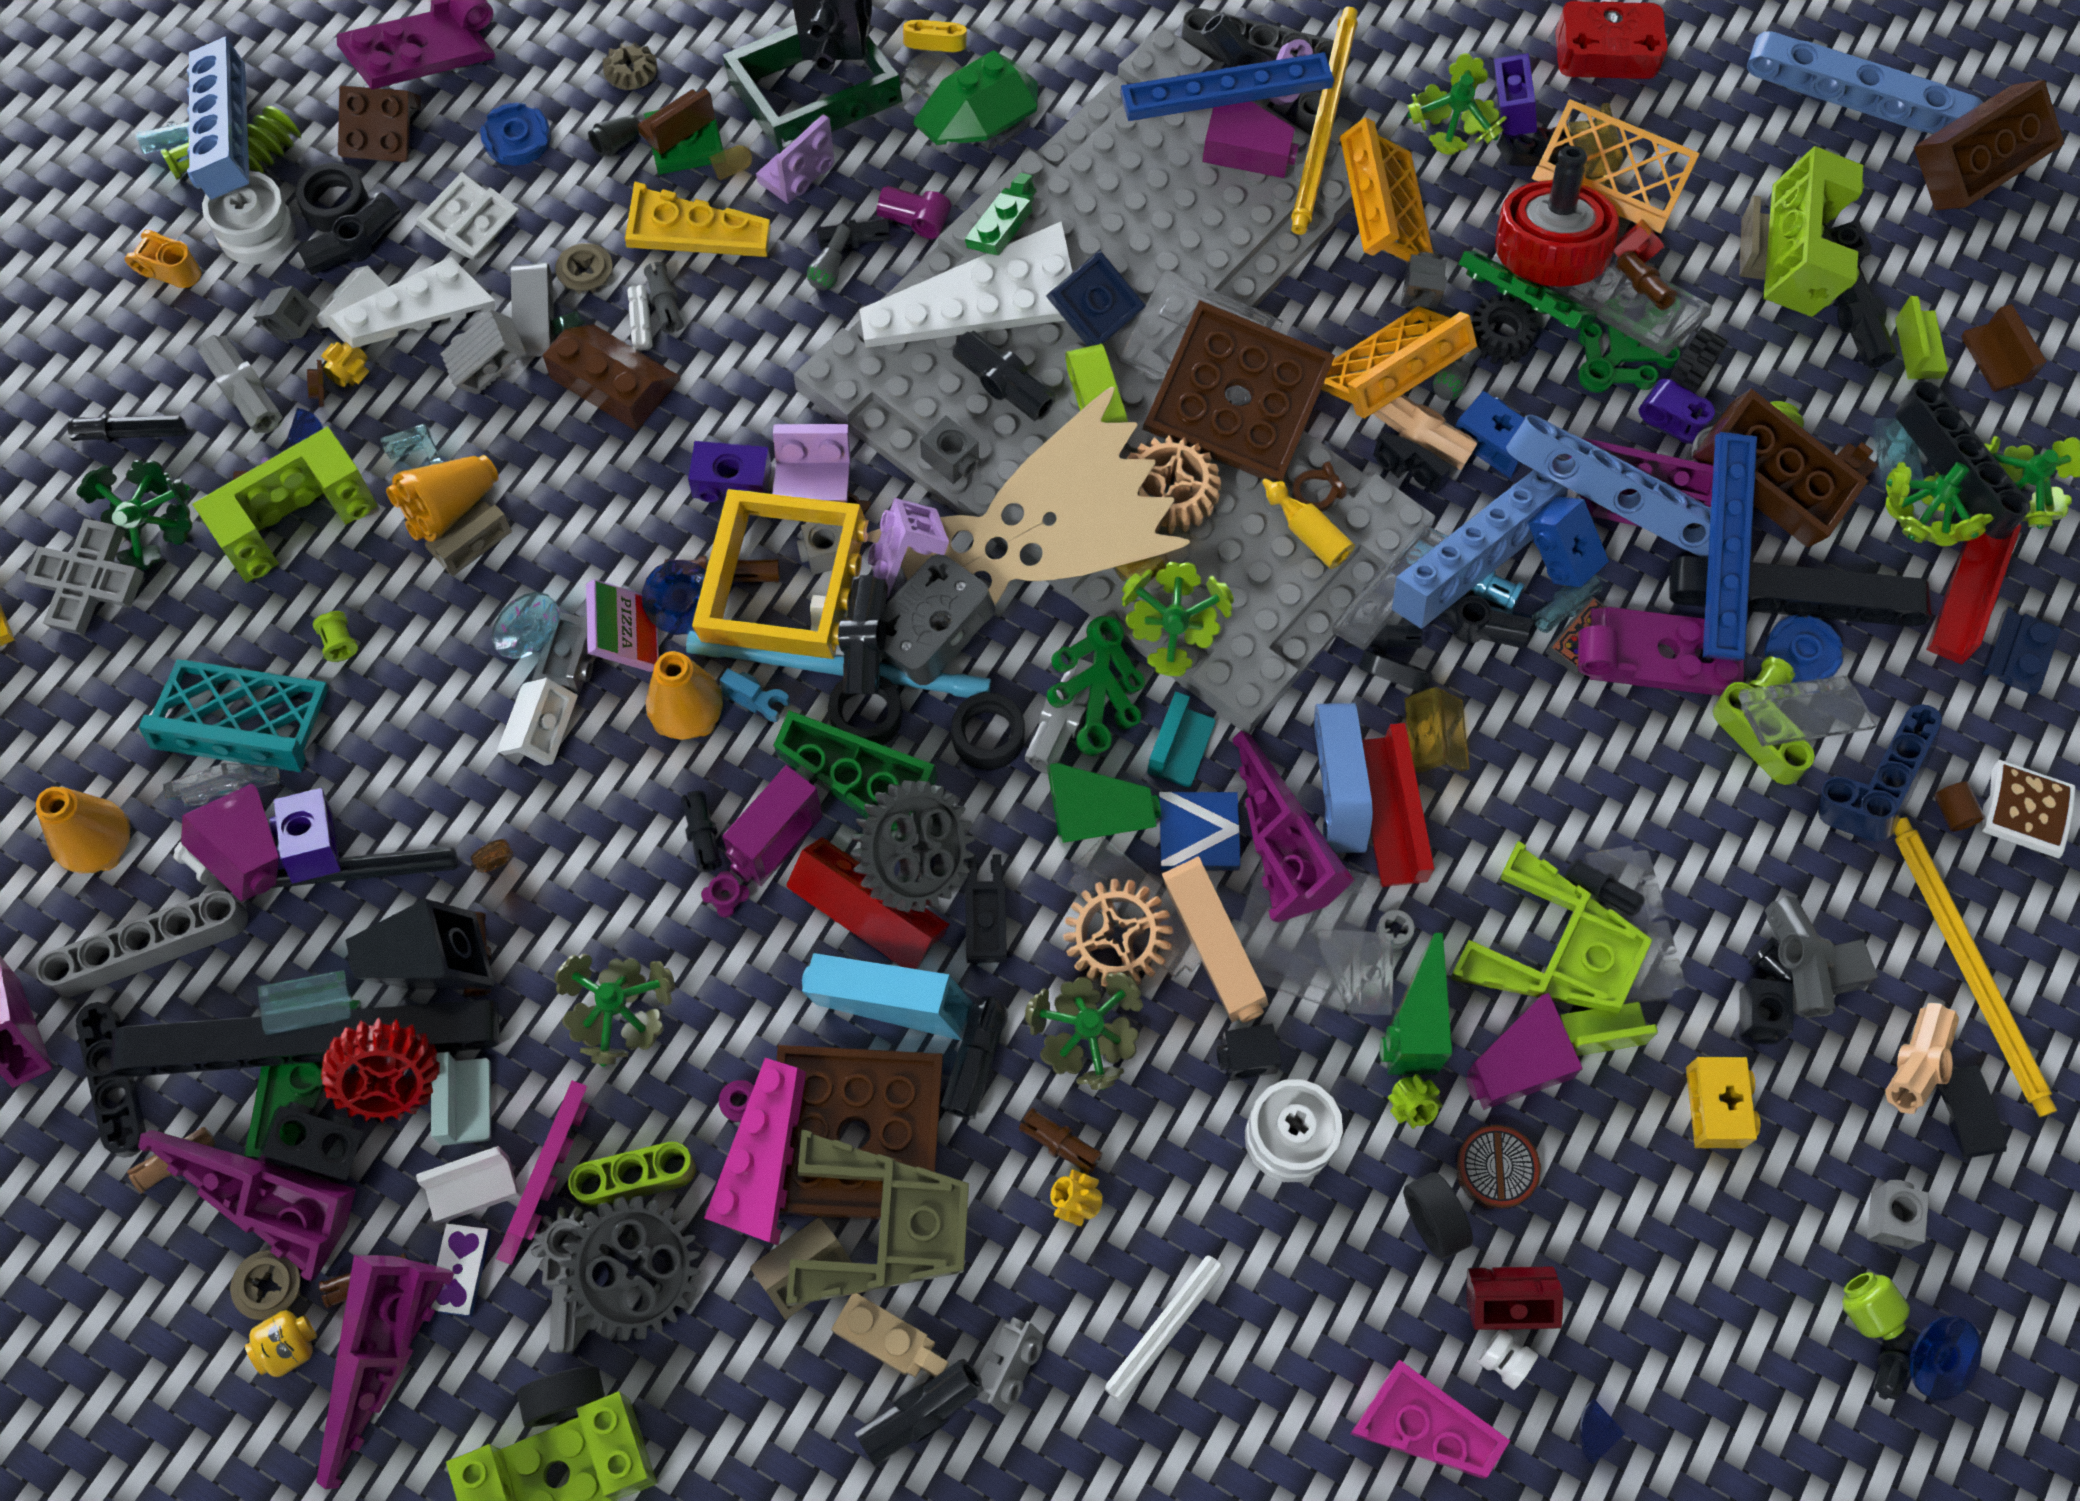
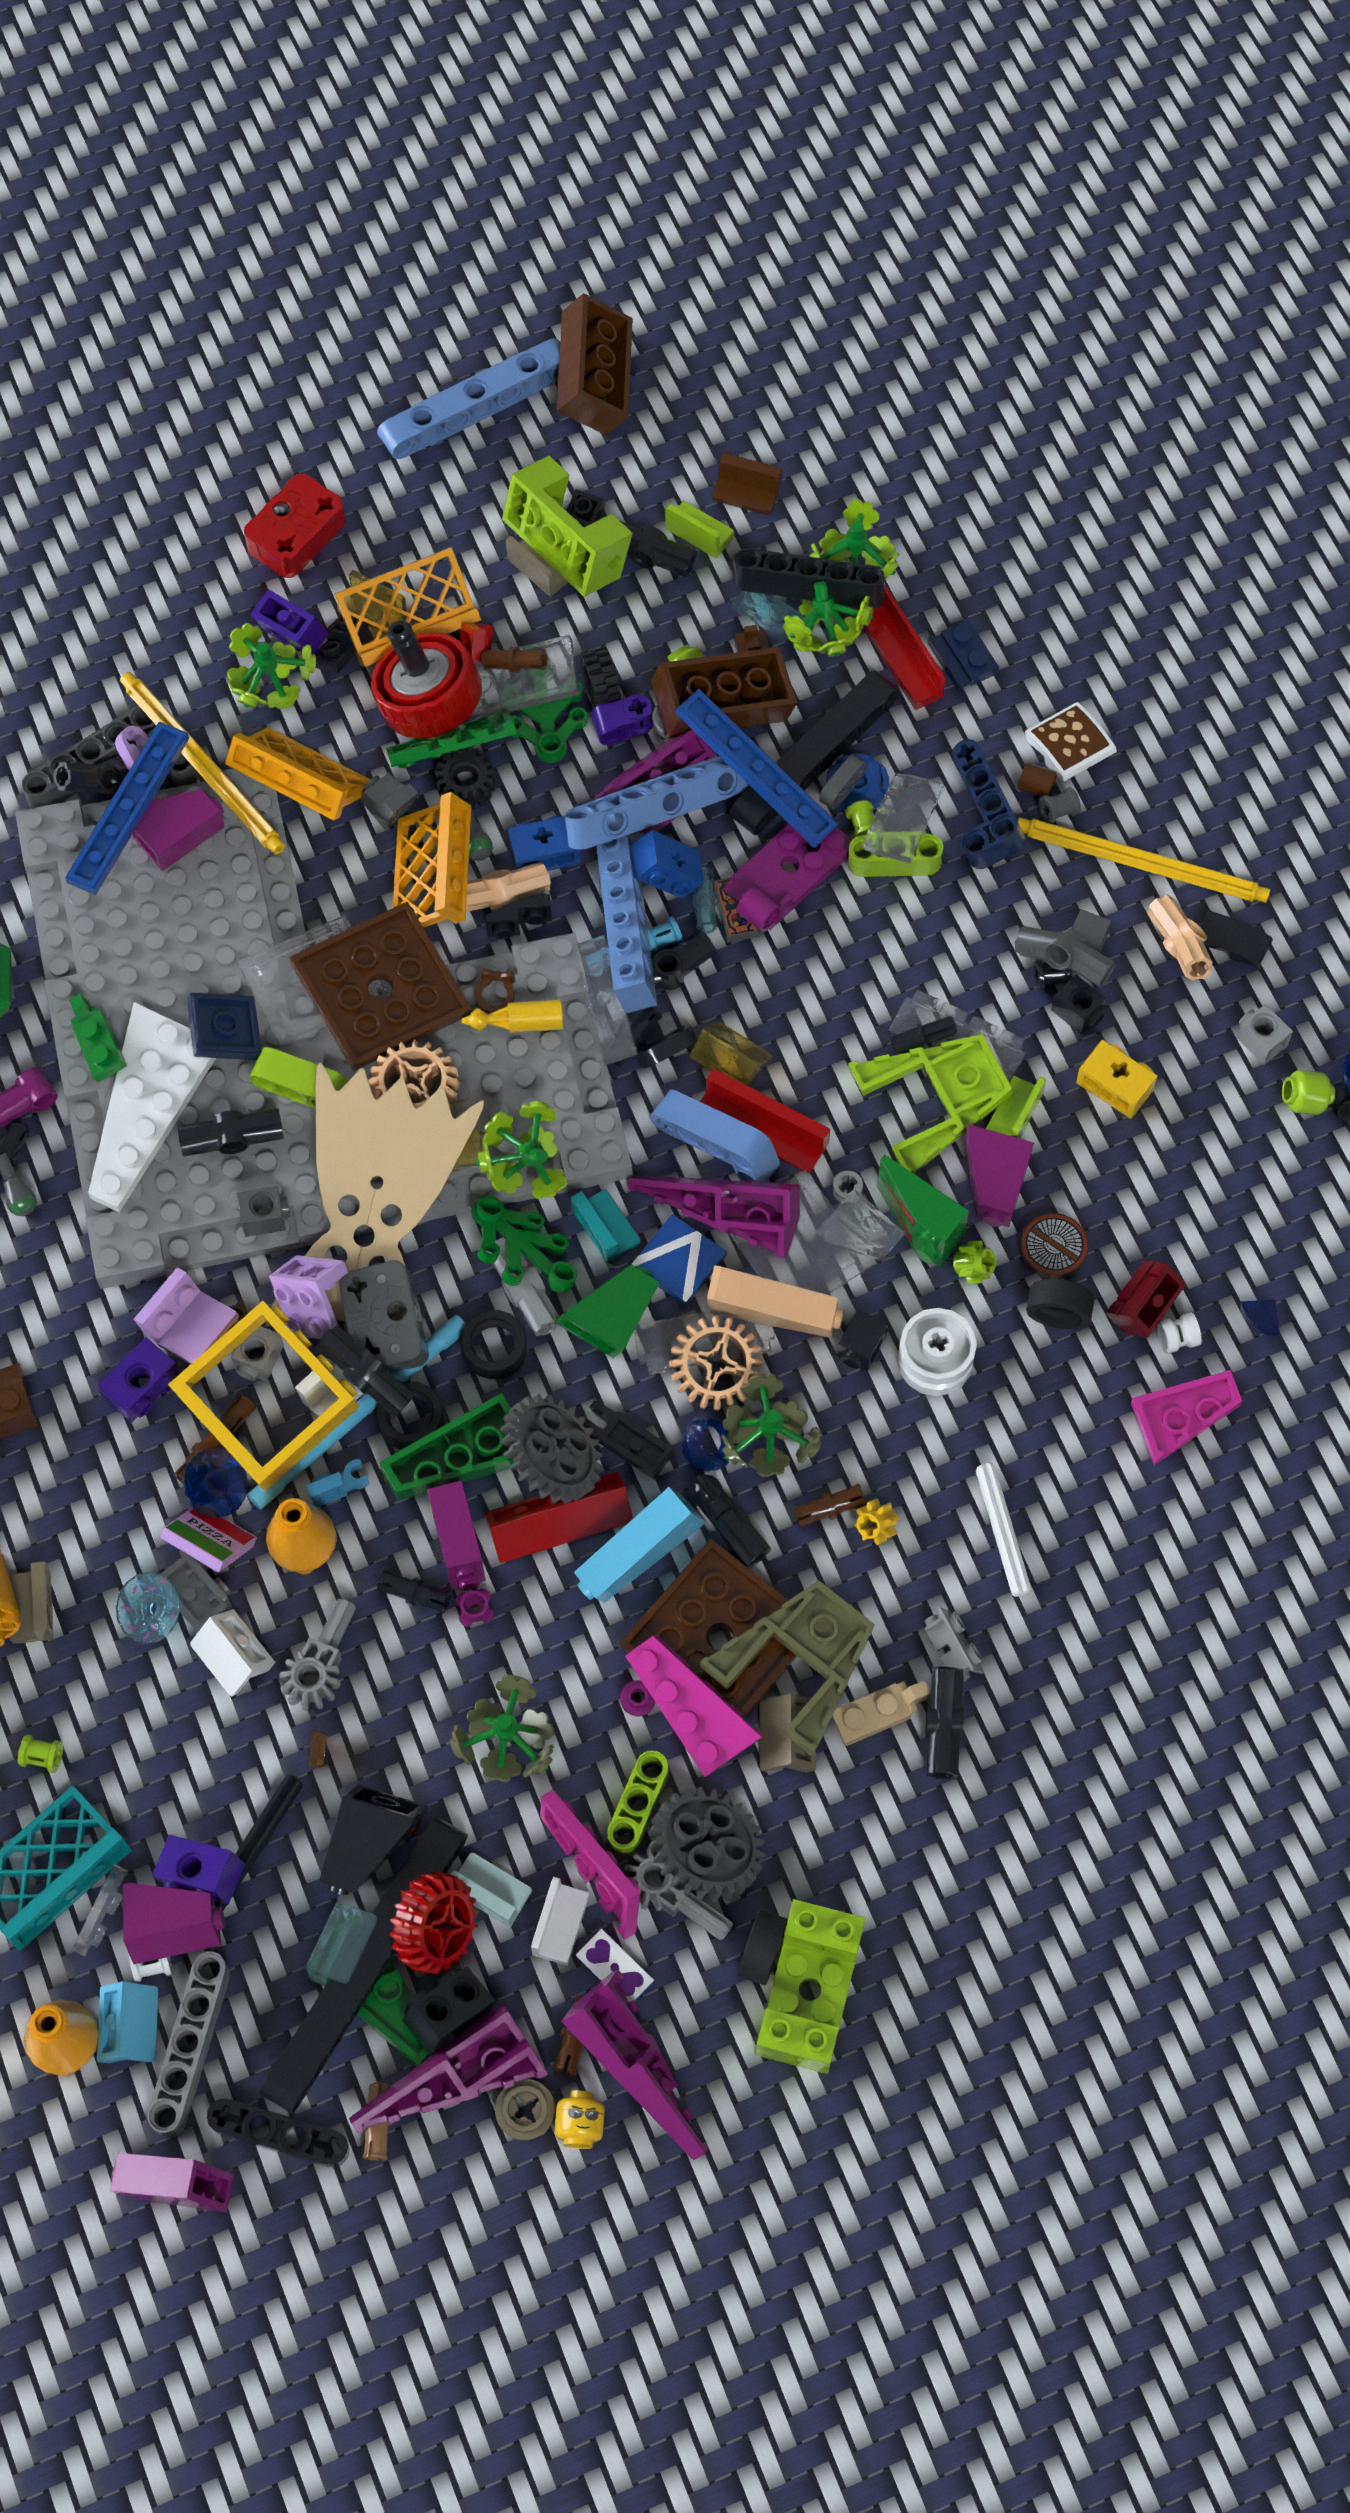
camera: 50 degrees left, 0 degrees up
(134, 881) = (127, 2022): none -> medium azure panel
(578, 798) = (318, 1658): none -> light grey gear
(1021, 971) = (694, 1445): none -> clear blue piece
(1791, 633) = (843, 781): none -> dark grey beam
(1953, 845) = (1059, 805): none -> dark grey bush

